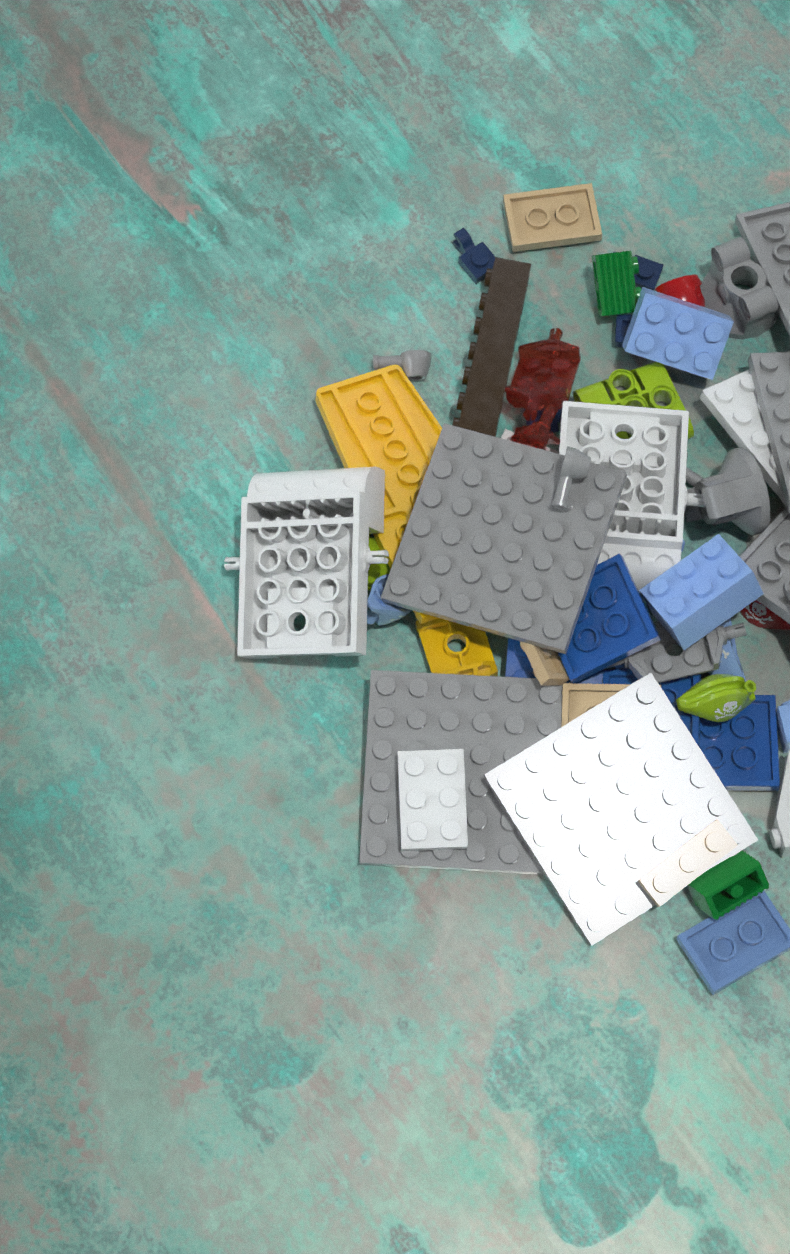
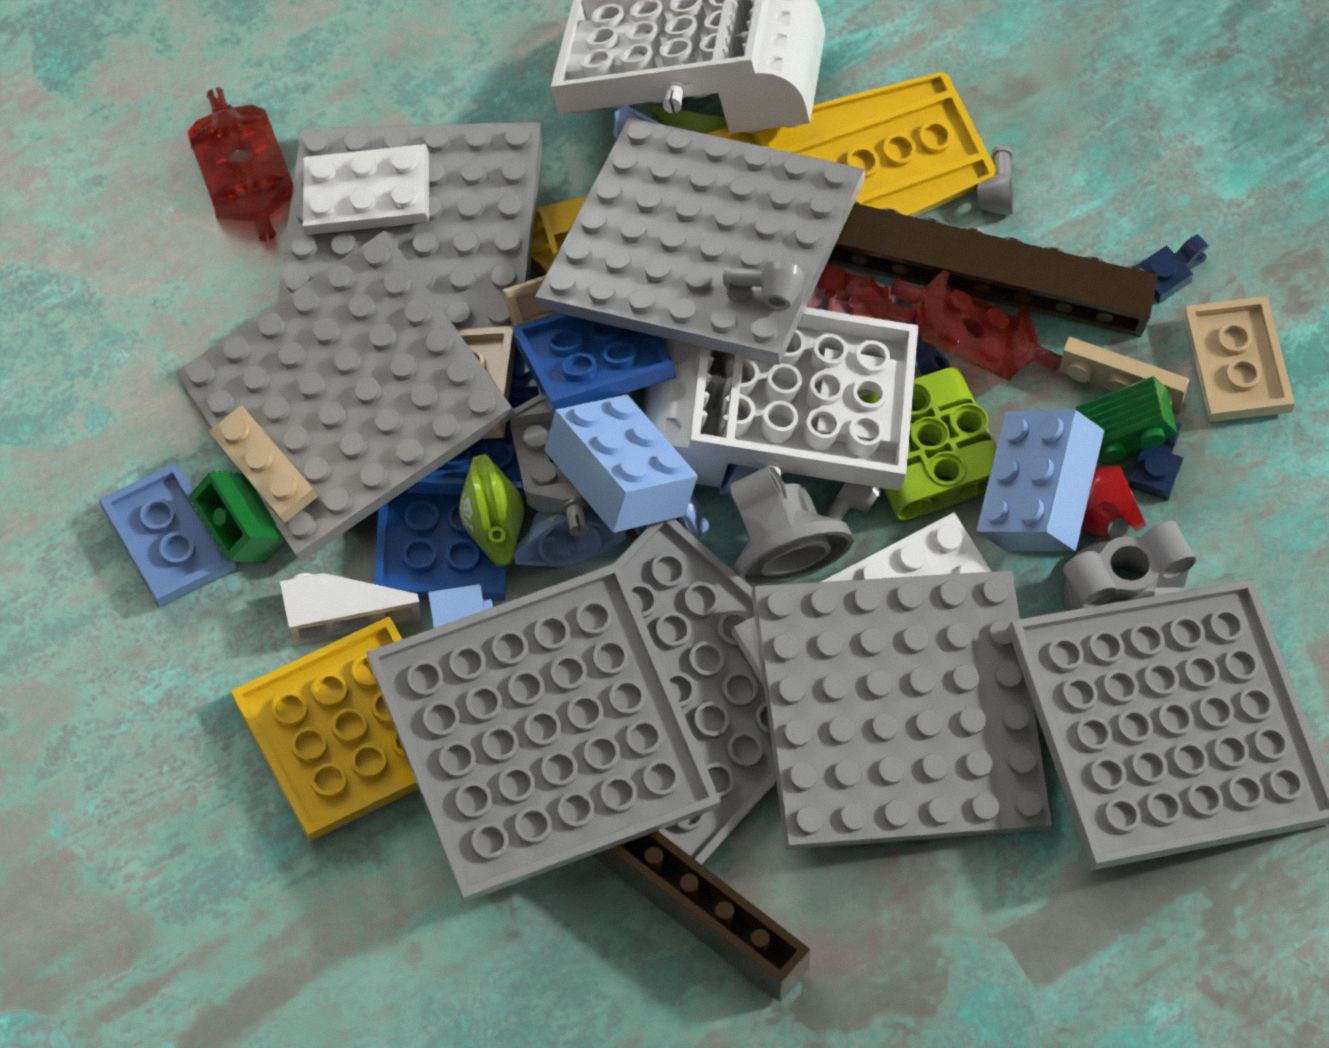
camera: 90 degrees right, 5 degrees down
(371, 926) = (244, 188): none -> clear red plate
(572, 287) = (1115, 371): none -> tan plate

